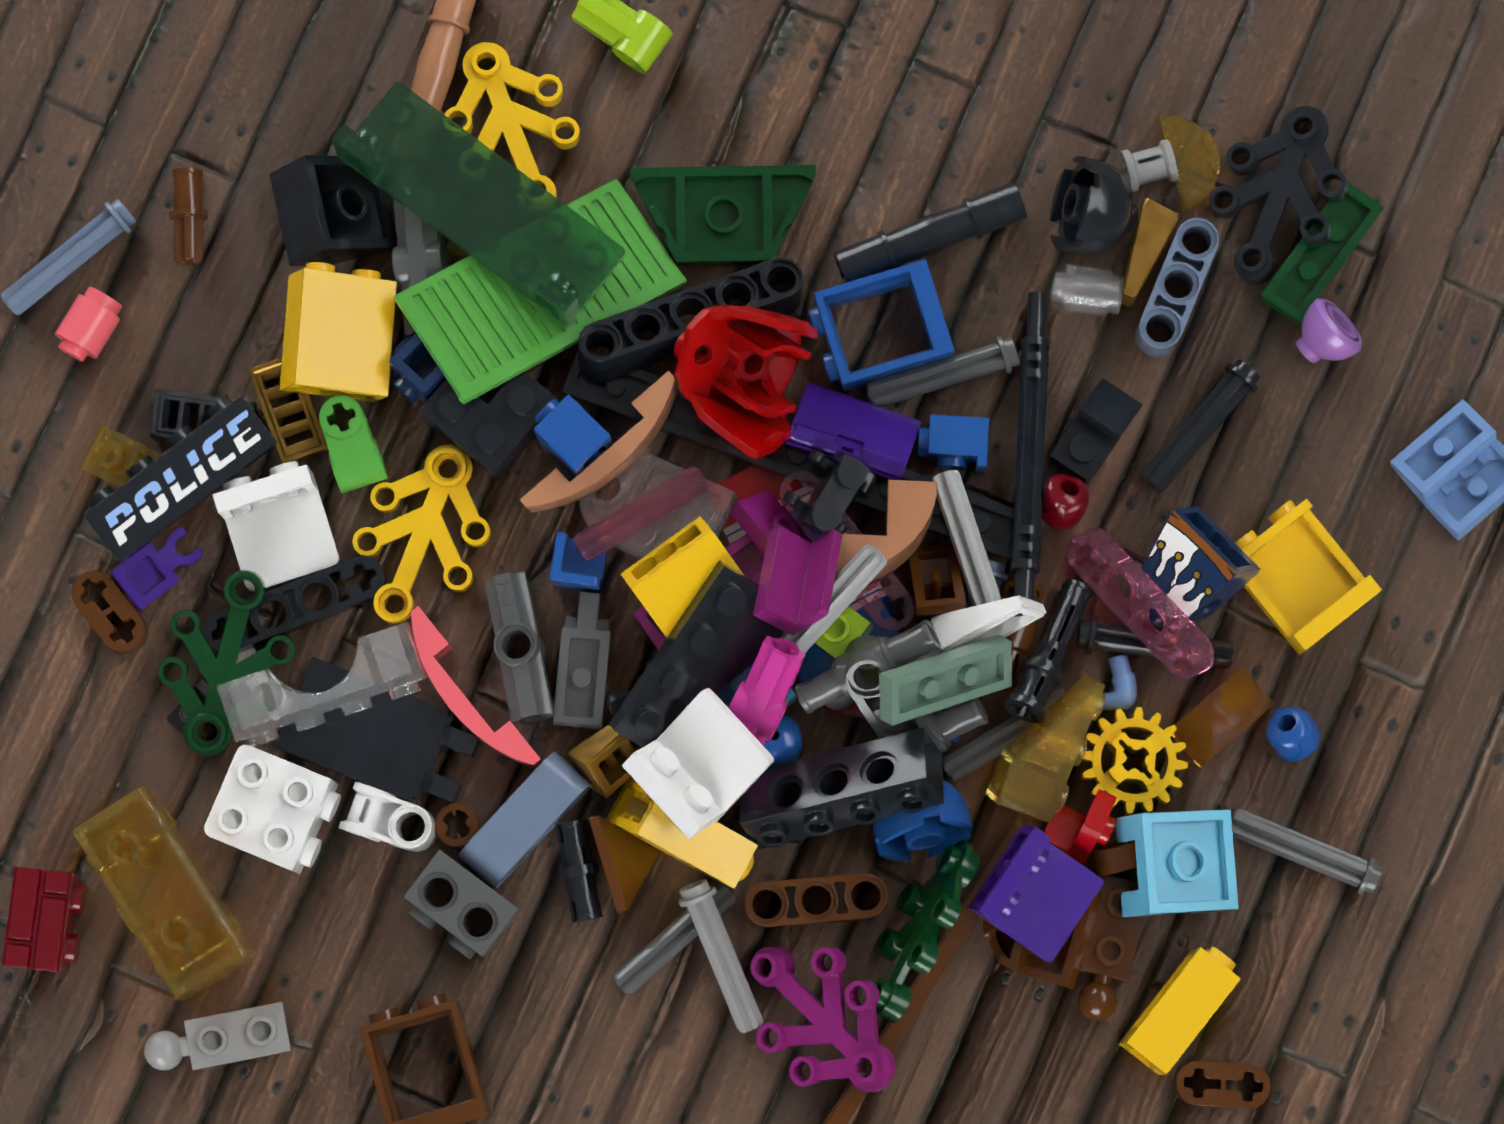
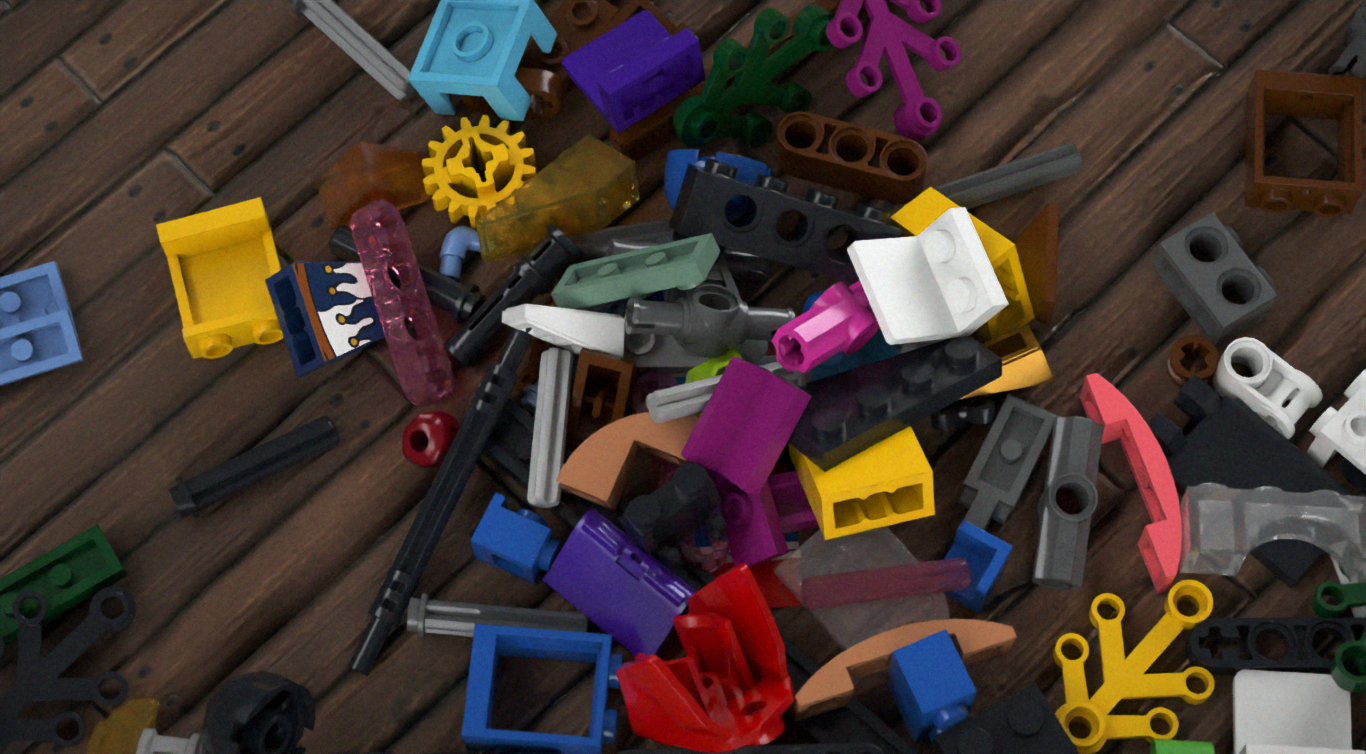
camera: 160 degrees left, 15 degrees down
(524, 820) = (1120, 336): sand blue beam -> none
(578, 871) = (1080, 273): black pin -> none
(721, 954) = (970, 187): light grey axle -> none
(1079, 833) = (557, 122): red bracket -> none
(1087, 290) = (302, 646): clear brick -> none
(1095, 431) = (360, 506): black slope -> none
(1151, 234) = (220, 661): pearl gold slope -> none
(1187, 267) = (201, 638): sand blue beam -> none
(1293, 733) = (325, 142): blue piece -> none
(1327, 333) = (75, 502): medium lavender brick -> none

